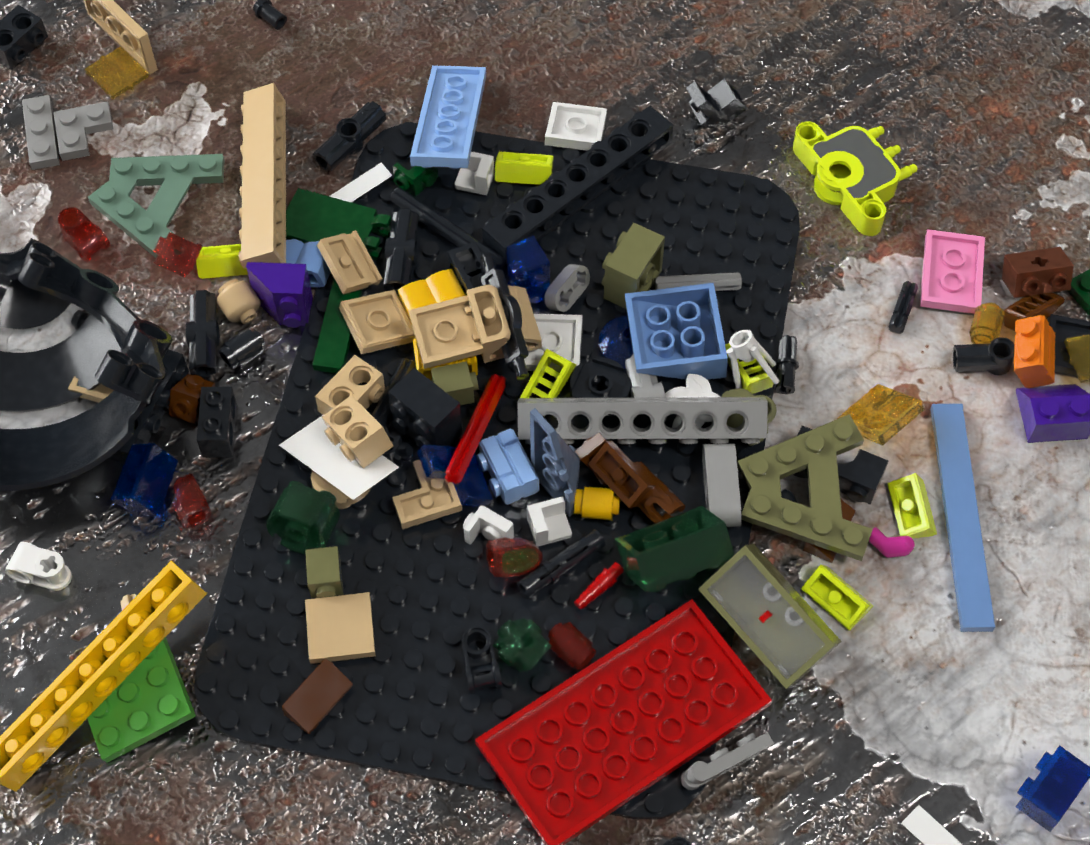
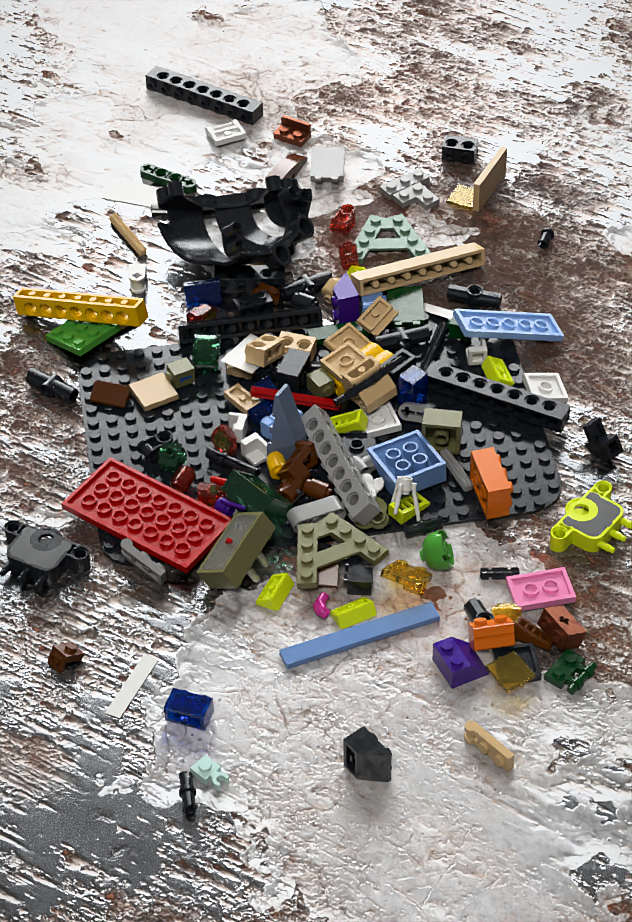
camera: 70 degrees right, 15 degrees down
(238, 785) = (52, 385): none -> black piece
(256, 443) = (253, 323): none -> black brick
(619, 615) = (209, 493): none -> clear red rock
(657, 603) = (228, 507): none -> dark purple plant
(674, 464) = (317, 489): none -> reddish brown brick
(762, 247) = (490, 483): none -> orange brick
(850, 361) = (437, 551): none -> bright green cylinder

